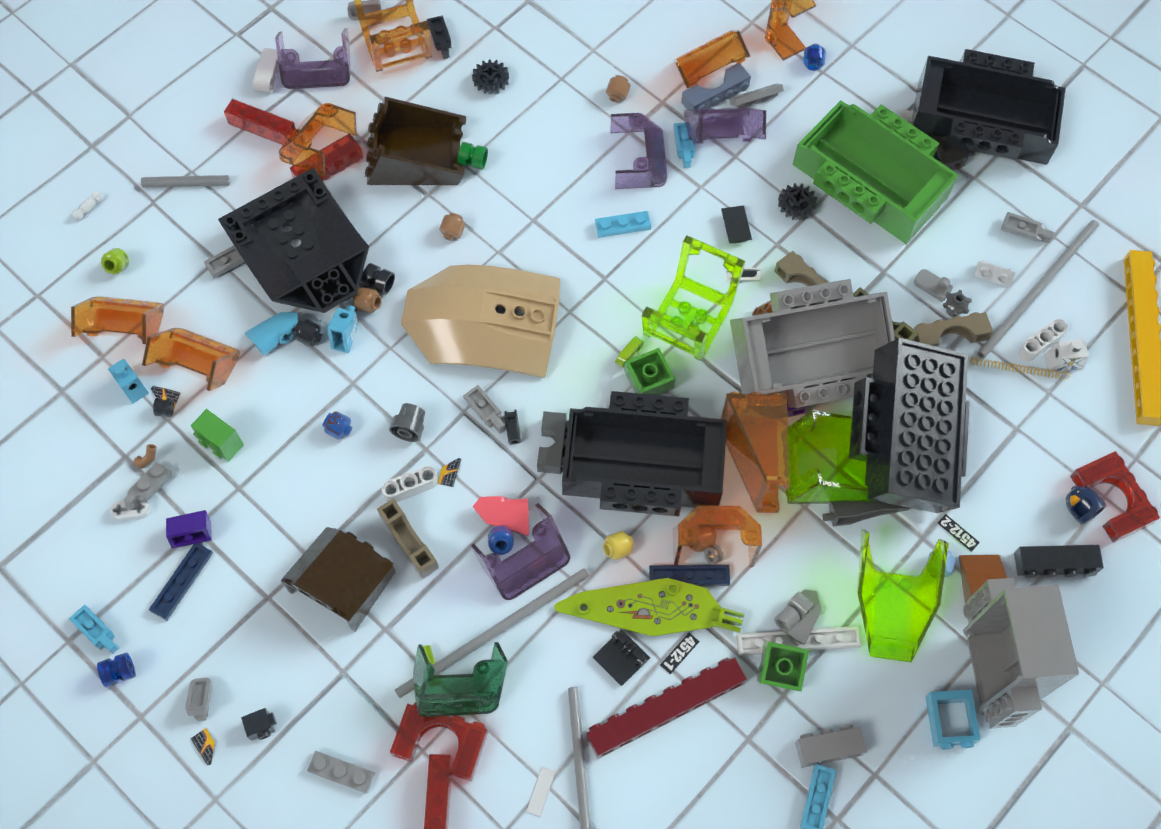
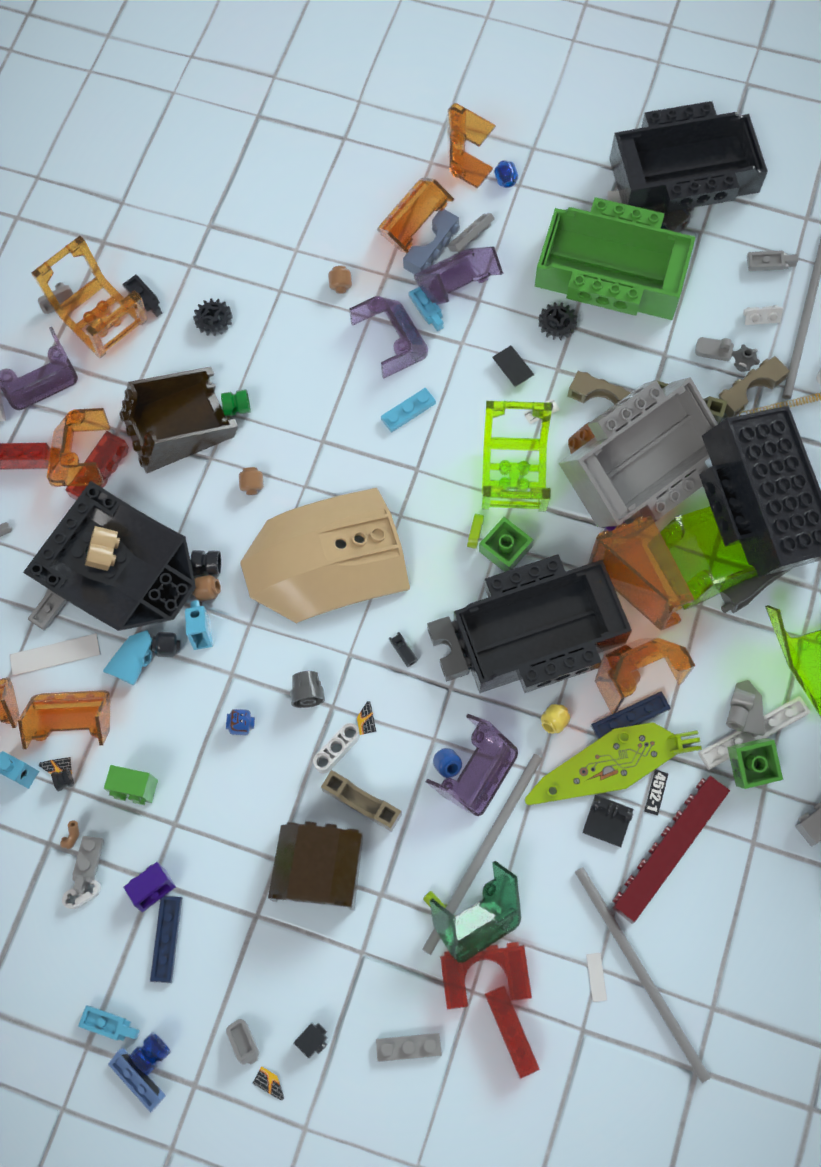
camera: 20 degrees left, 5 degrees up
(93, 688) = (136, 1080): none -> medium blue plate
(212, 302) = (54, 654): none -> white sticker
(294, 227) = (101, 548): none -> tan brick
(485, 408) = (369, 643): light grey hinge -> none
(505, 512) = (438, 735): coral panel -> none
(713, 554) = (644, 688): light grey bush -> none

